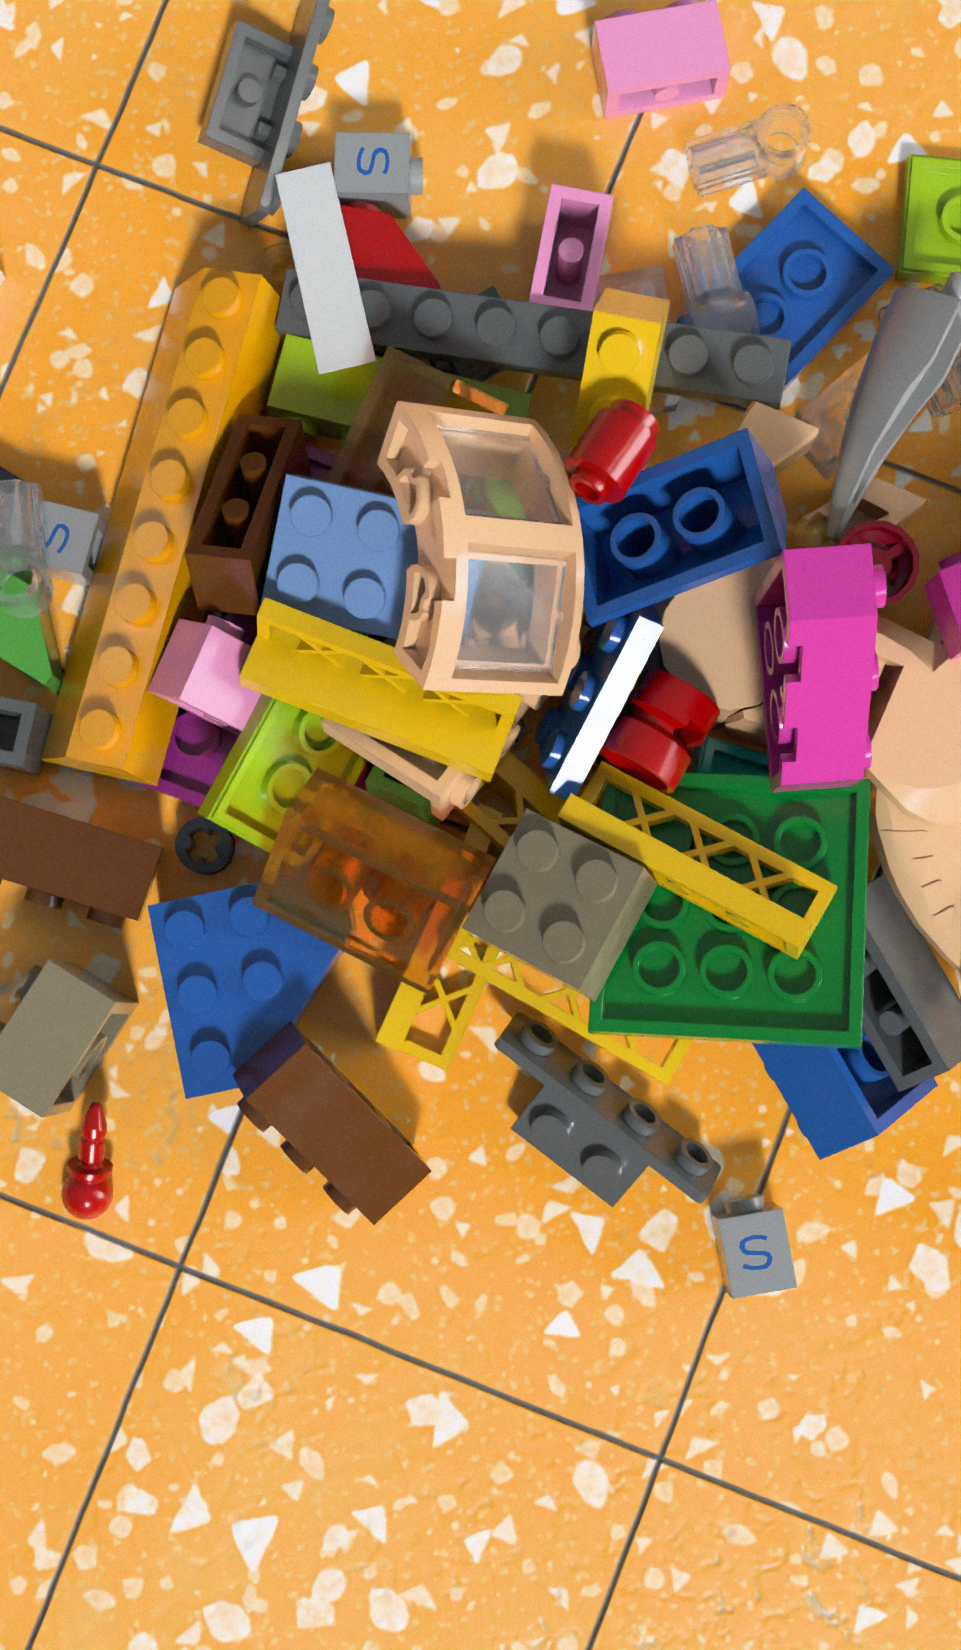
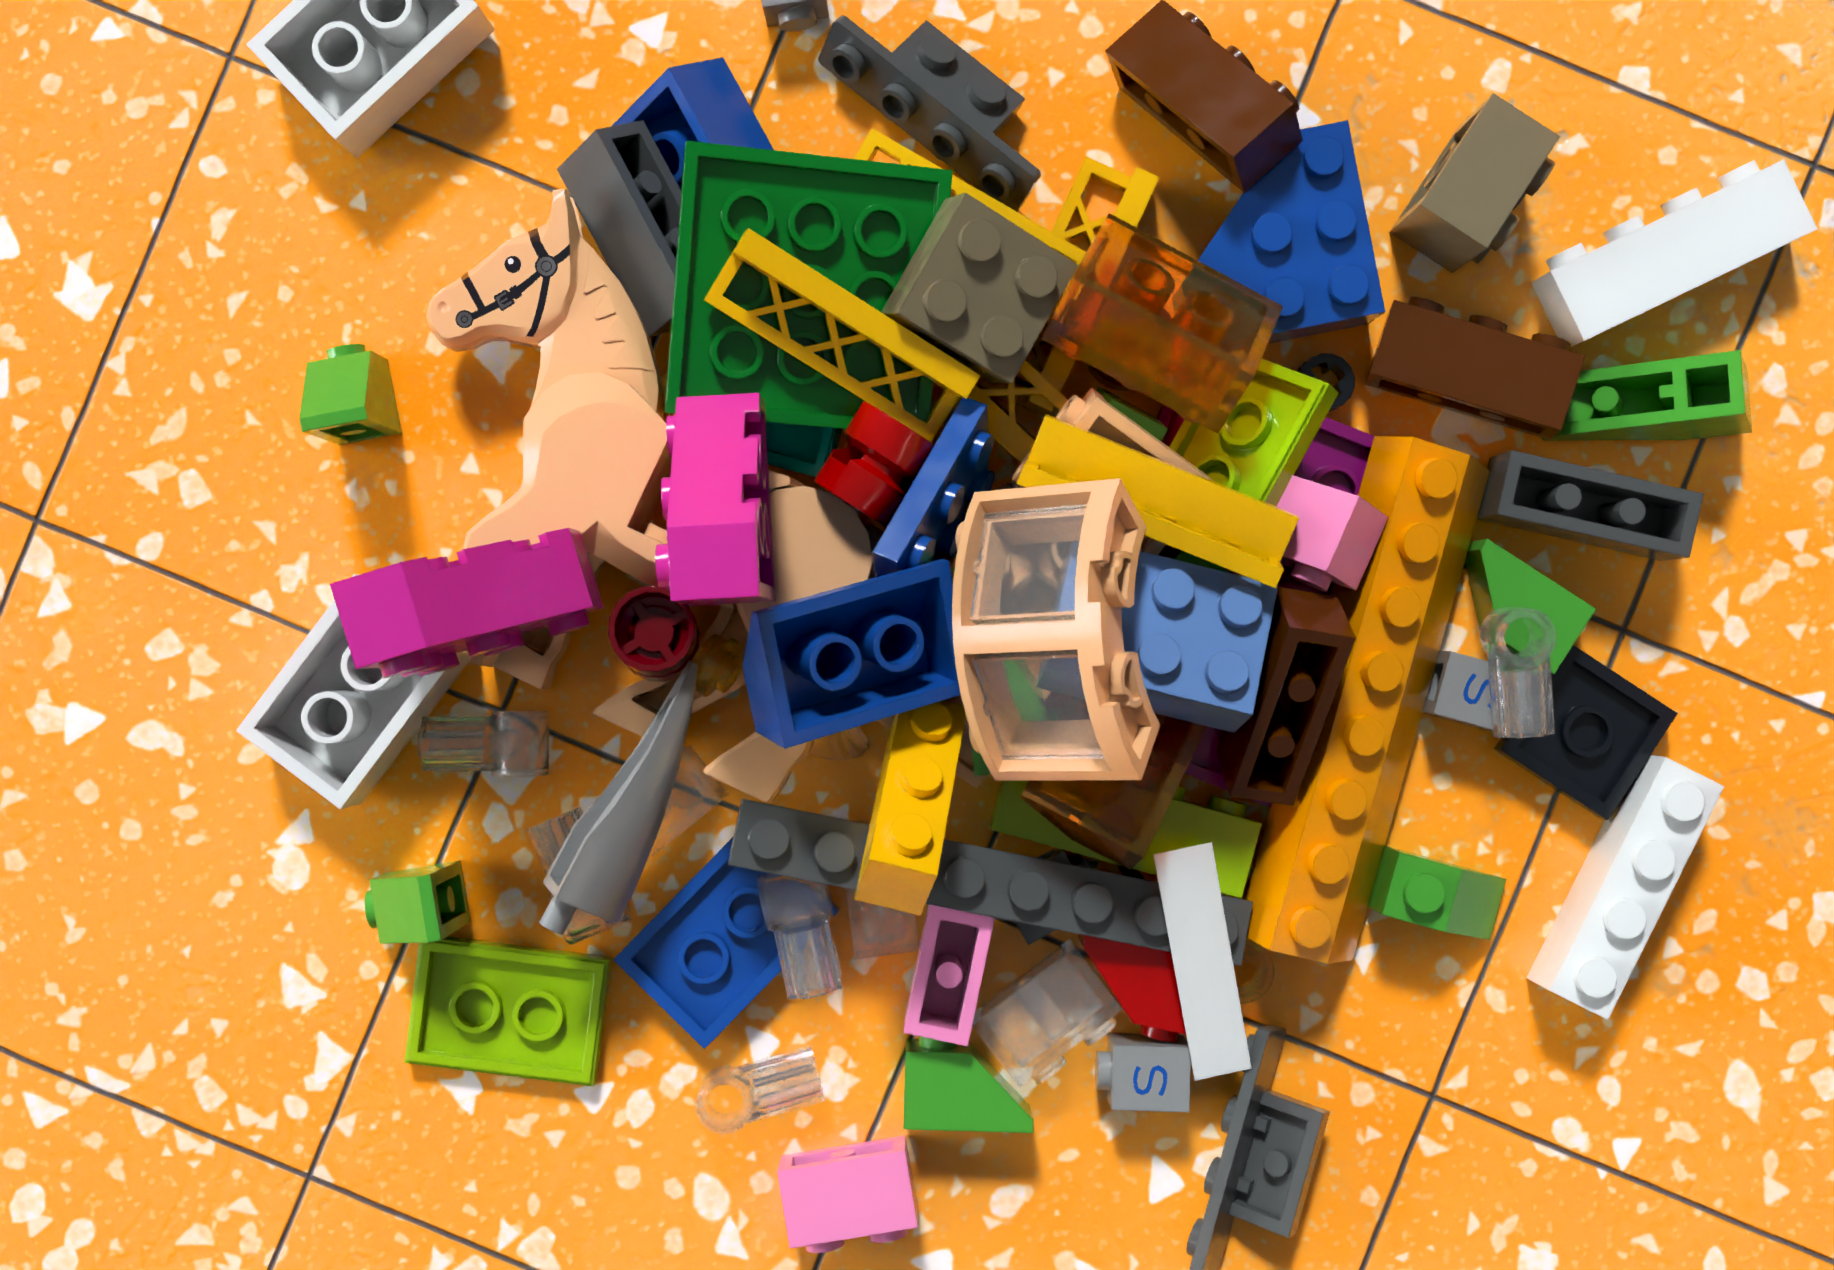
camera: 175 degrees right, 5 degrees up
(88, 1189) = (1439, 54): red bar -> none
(95, 348) = (1436, 894): none -> bright green slope
(475, 224) = (1047, 1015): none -> clear brick
(551, 148) = (959, 1091): none -> bright green slope
(612, 452) = (921, 730): red brick -> none

